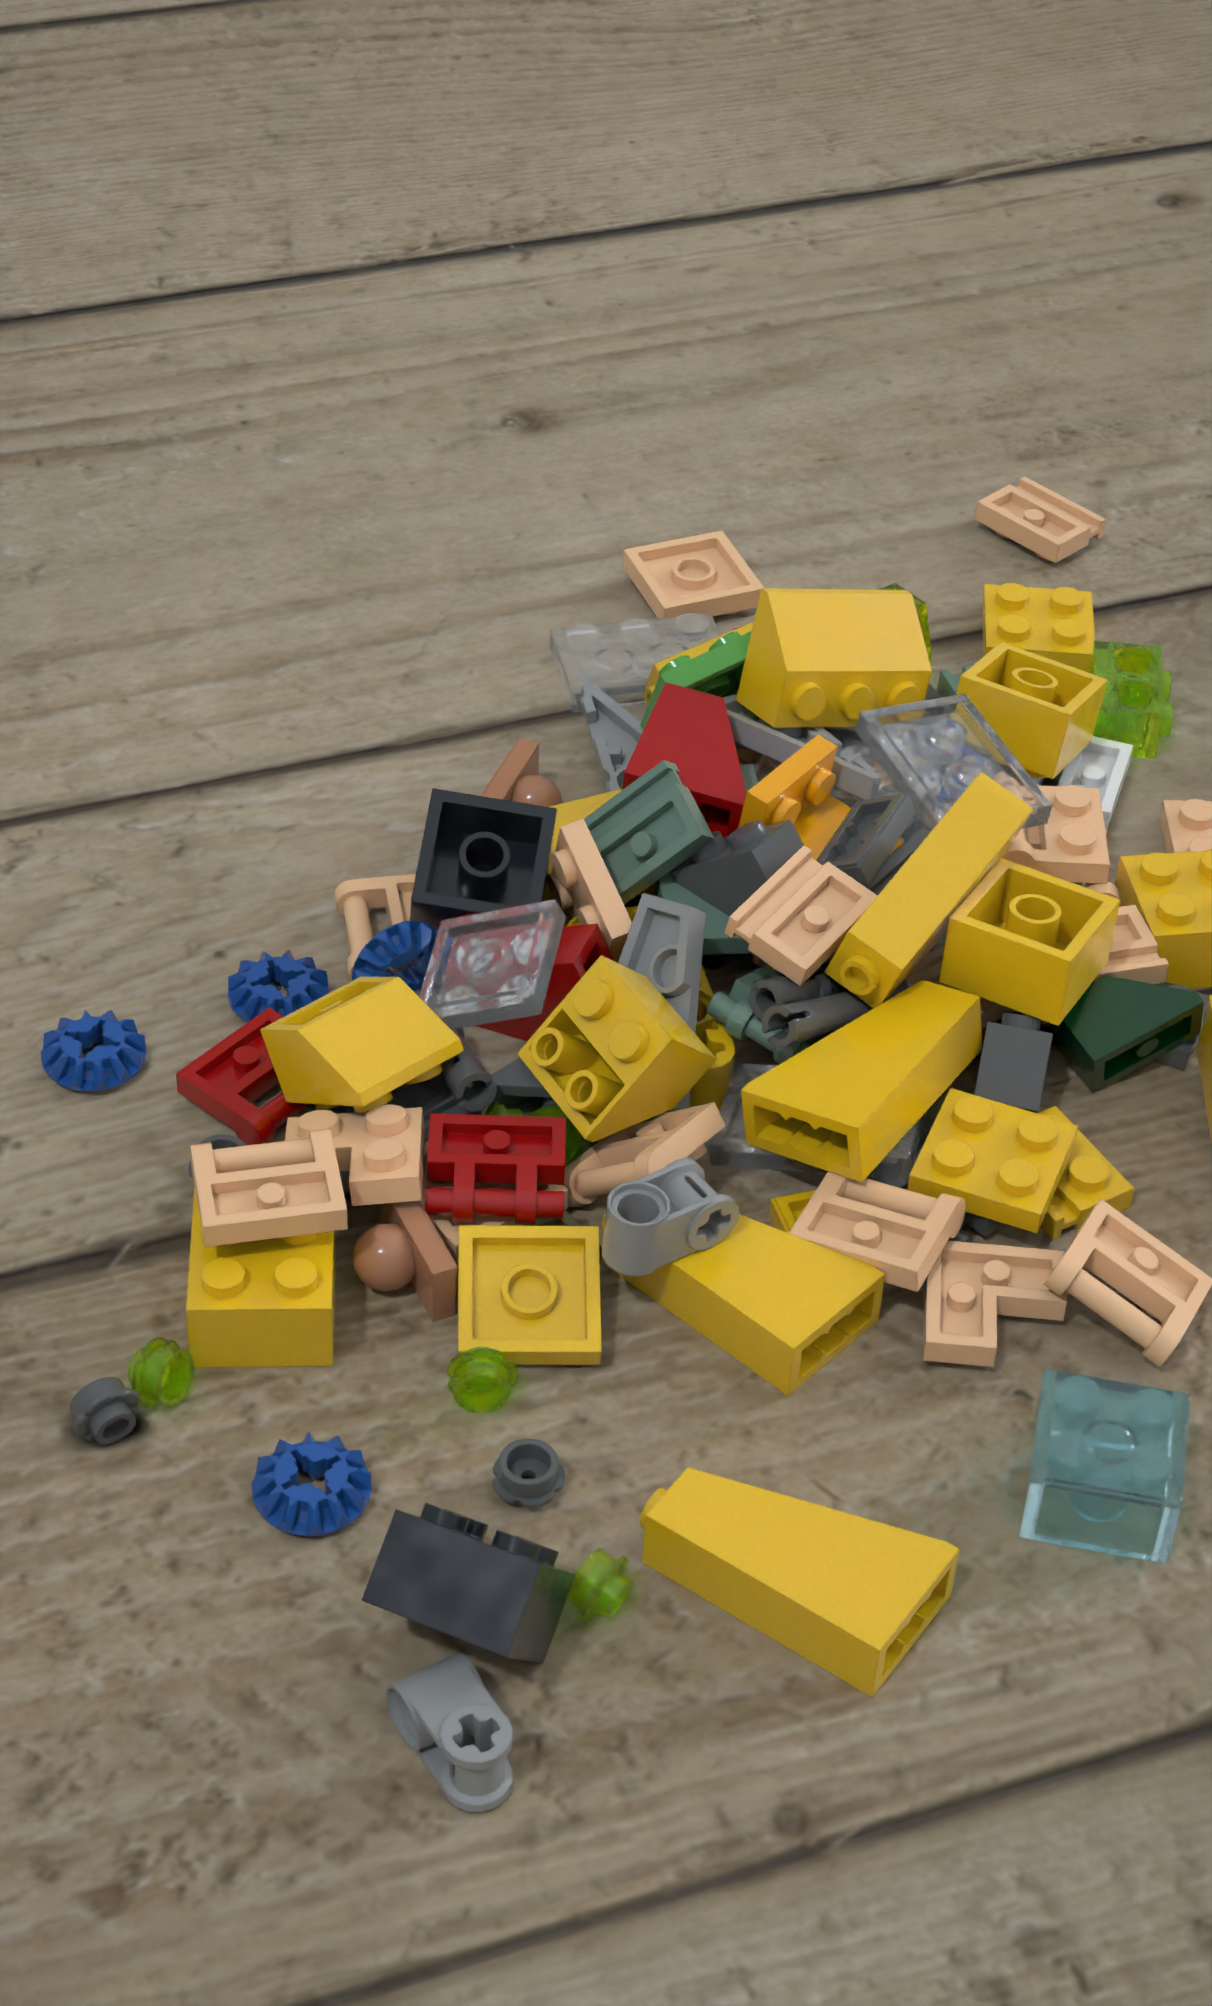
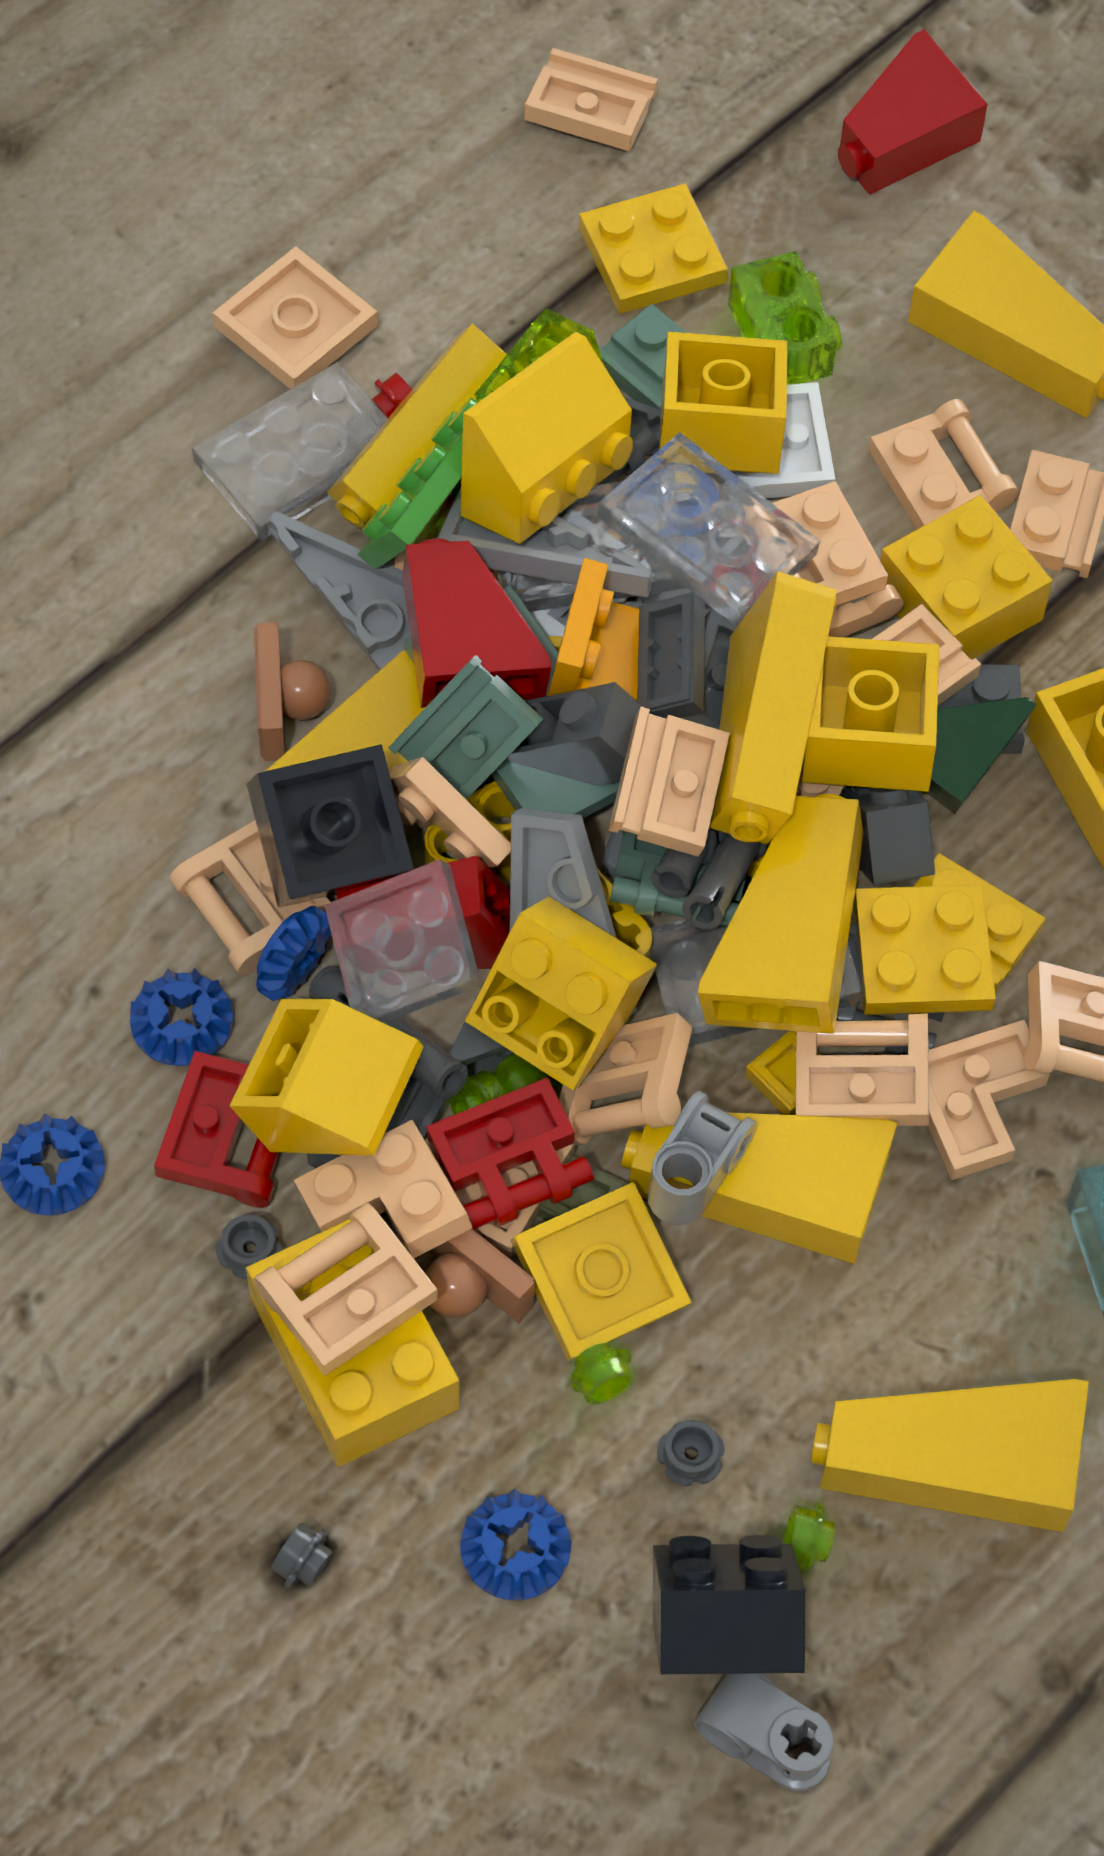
camera: 25 degrees left, 20 degrees up
(161, 1372) = (326, 1494): clear neon green plate -> none

